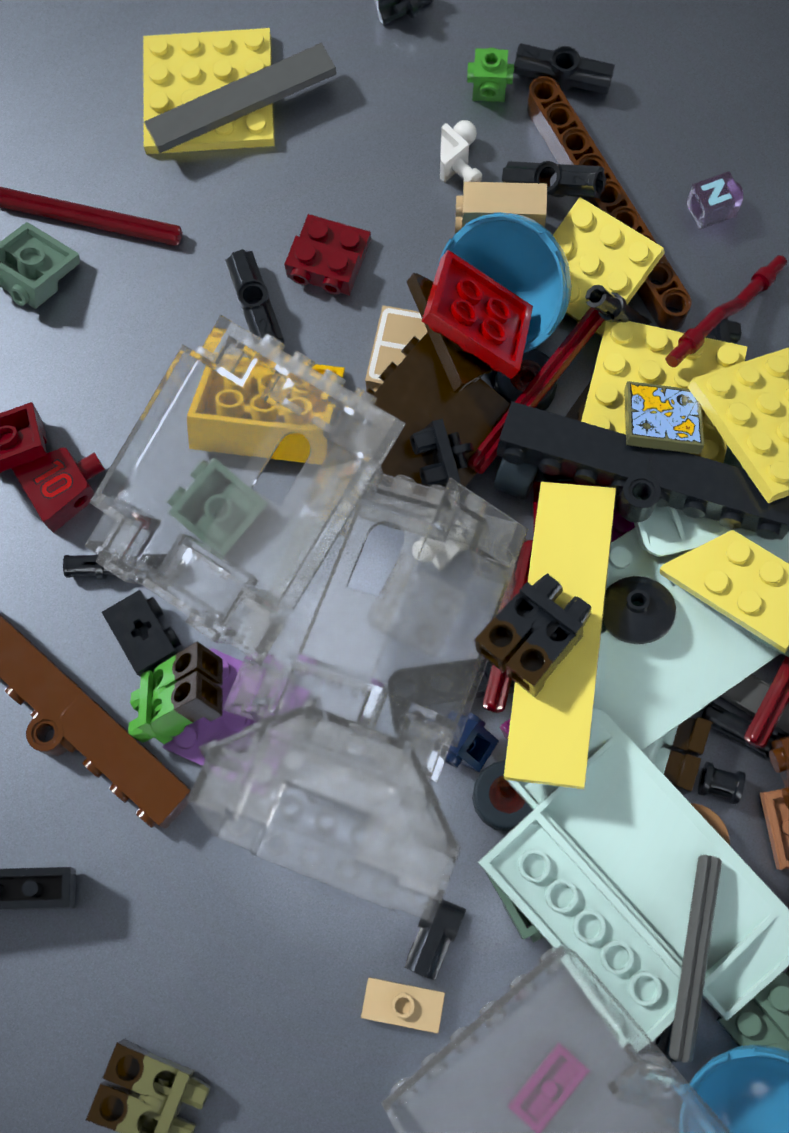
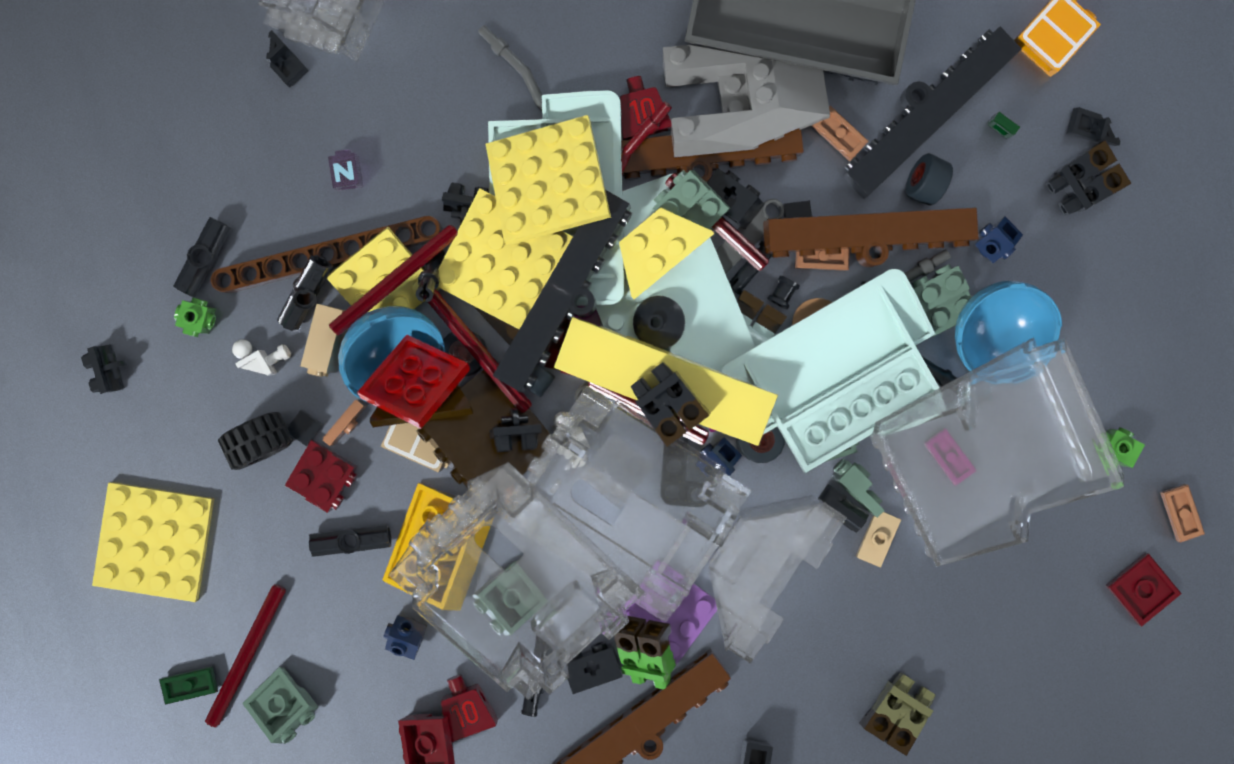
camera: 85 degrees left, 15 degrees up
(40, 160) = (188, 685): none -> dark green plate
(137, 385) = (404, 637): none -> dark blue brick
(240, 97) = (173, 518): dark grey tile -> none
(357, 160) = (255, 440): none -> black tyre
(384, 222) = (304, 427): none -> black tile
(399, 262) = (345, 423): none -> nougat plate
(482, 942) = (856, 482): none -> sand green plate
(605, 270) = (393, 280): none -> dark red axle
(663, 418) = (528, 270): tile -> none
(694, 338) = (469, 229): dark red bar -> none
(695, 959) = (895, 346): dark grey axle -> none

